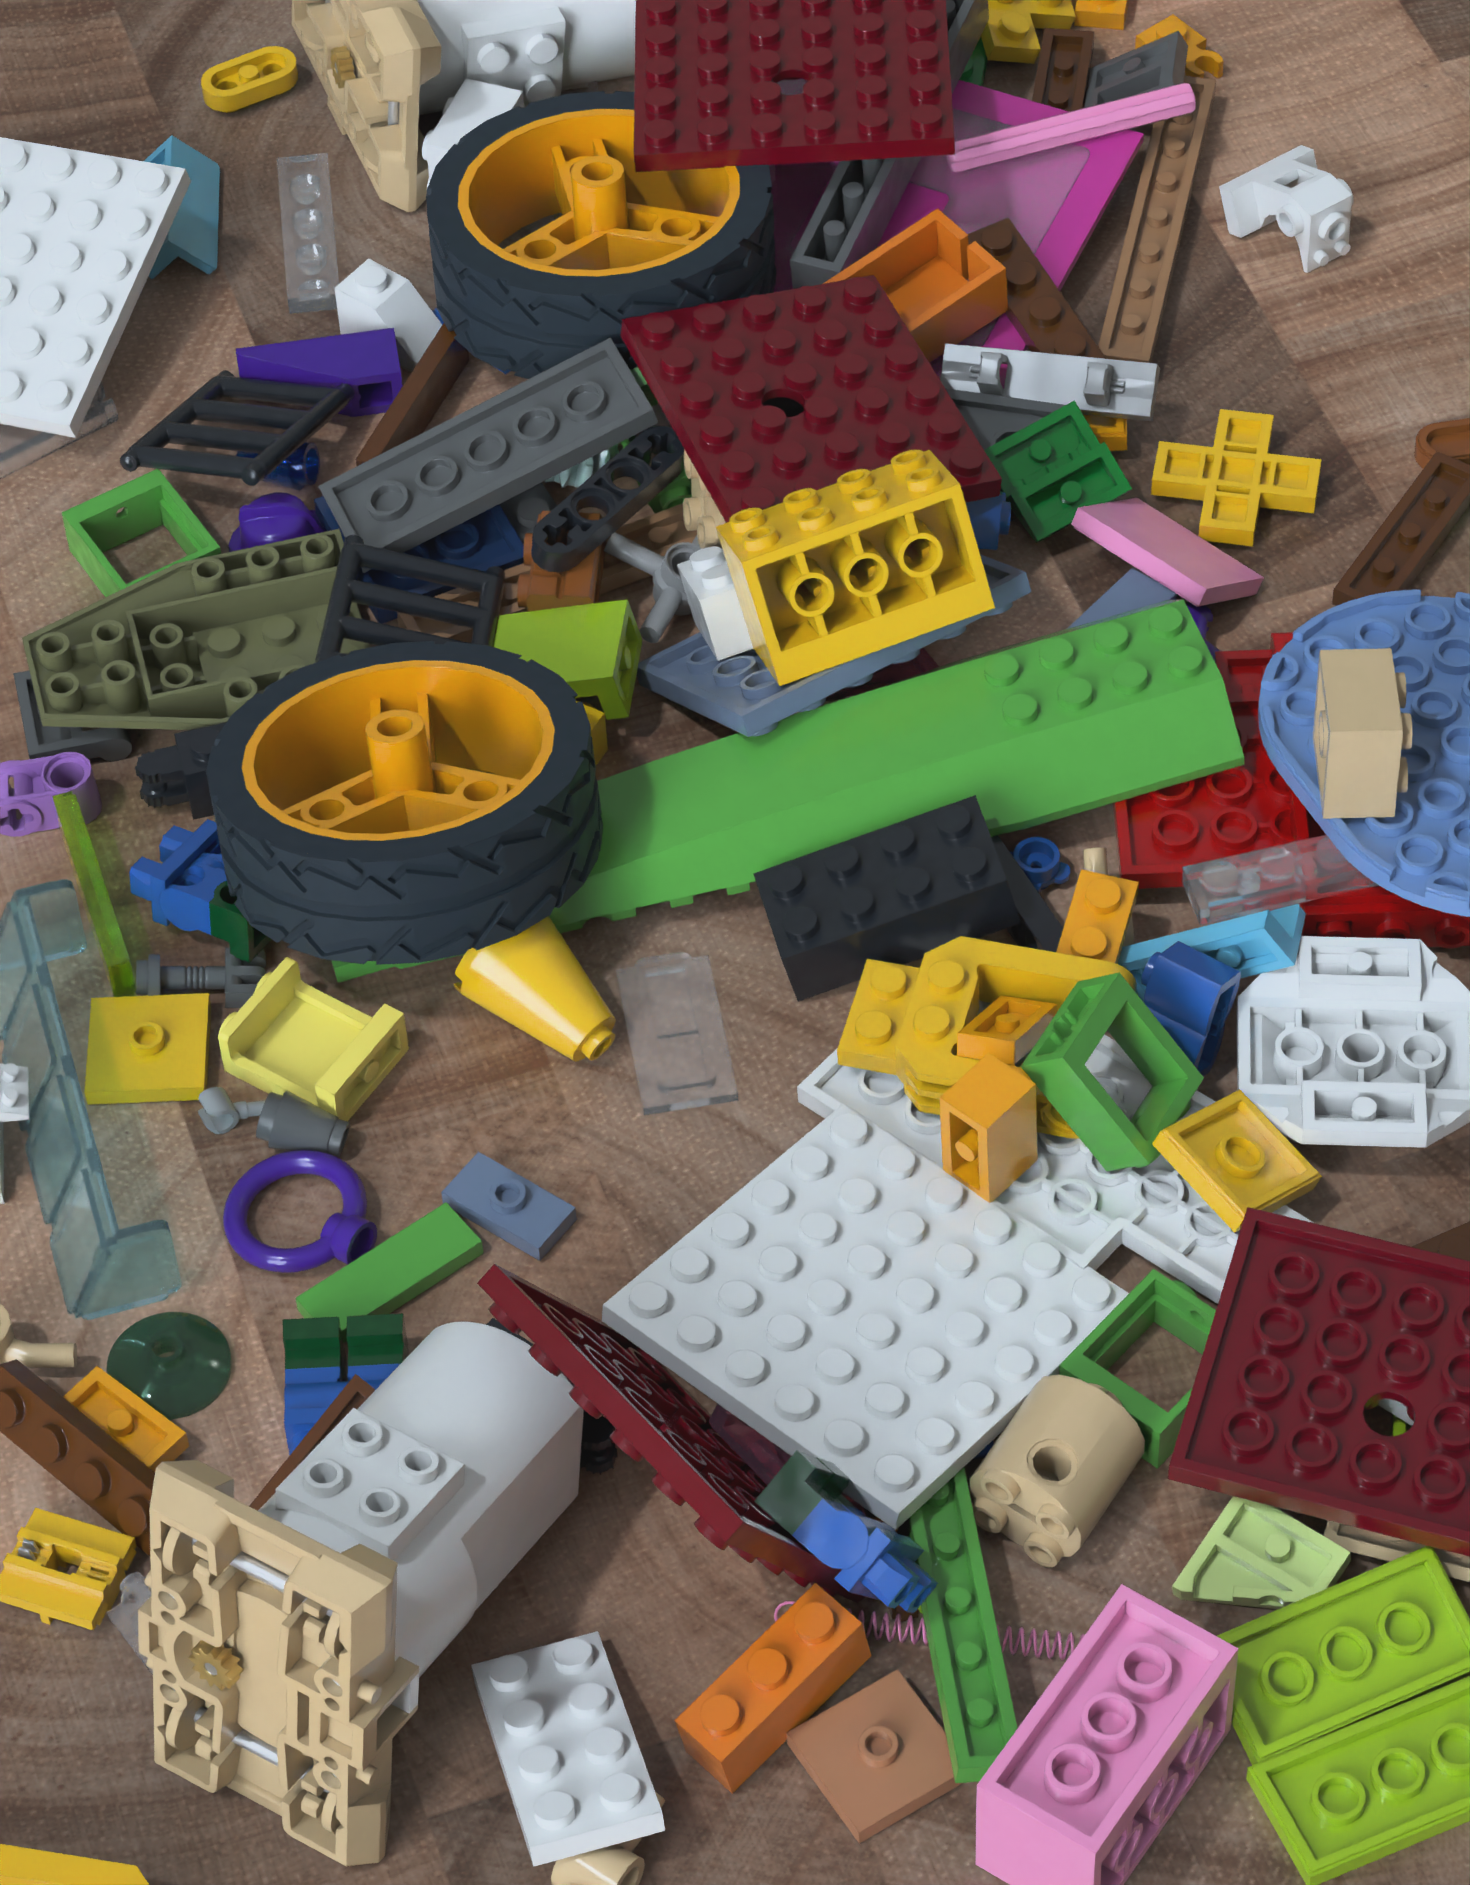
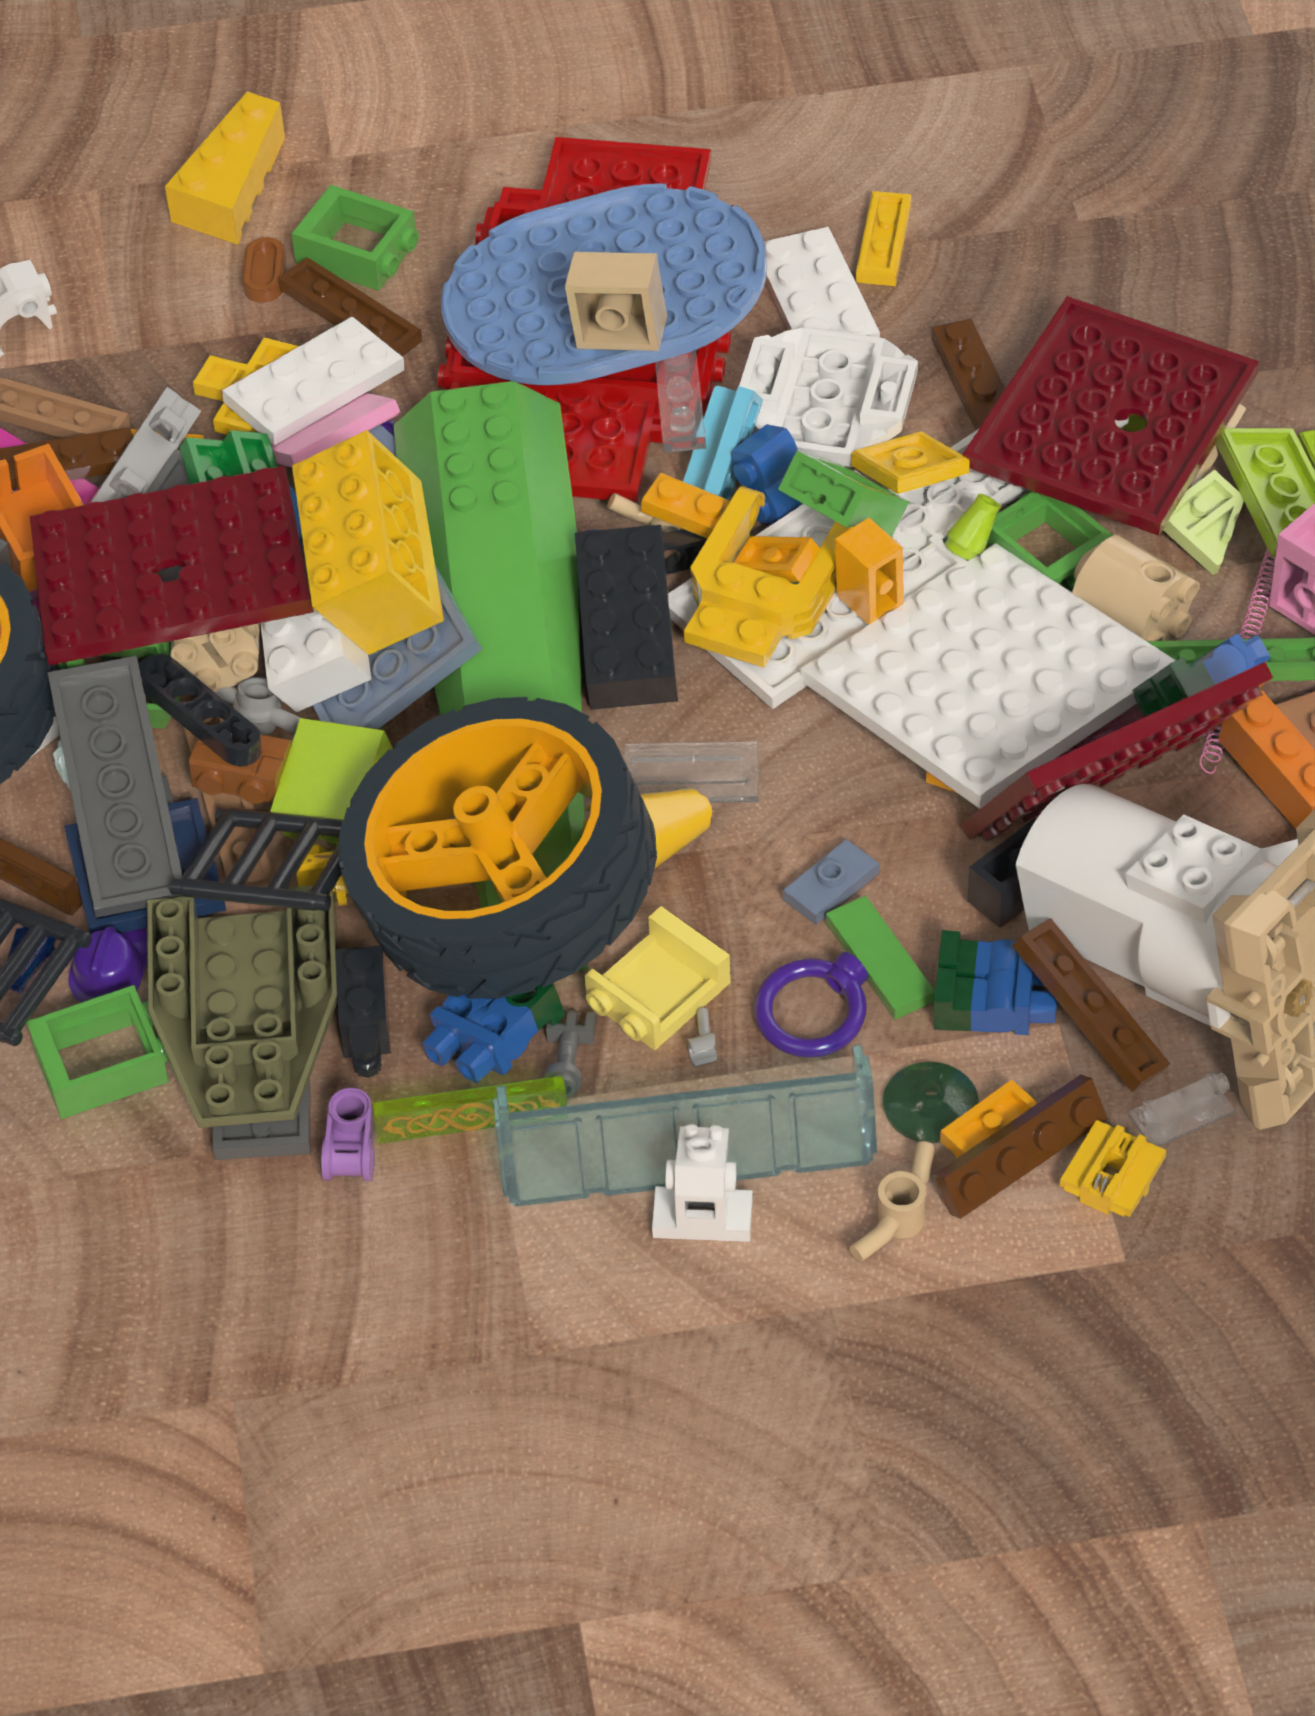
camera: 80 degrees left, 0 degrees up
(147, 1048) = (627, 1073): yellow plate -> none
(300, 1125) = (733, 996): dark grey cone -> none
(1127, 1253) = (972, 529): none -> lime cone
(1247, 517) = (313, 380): none -> white plate

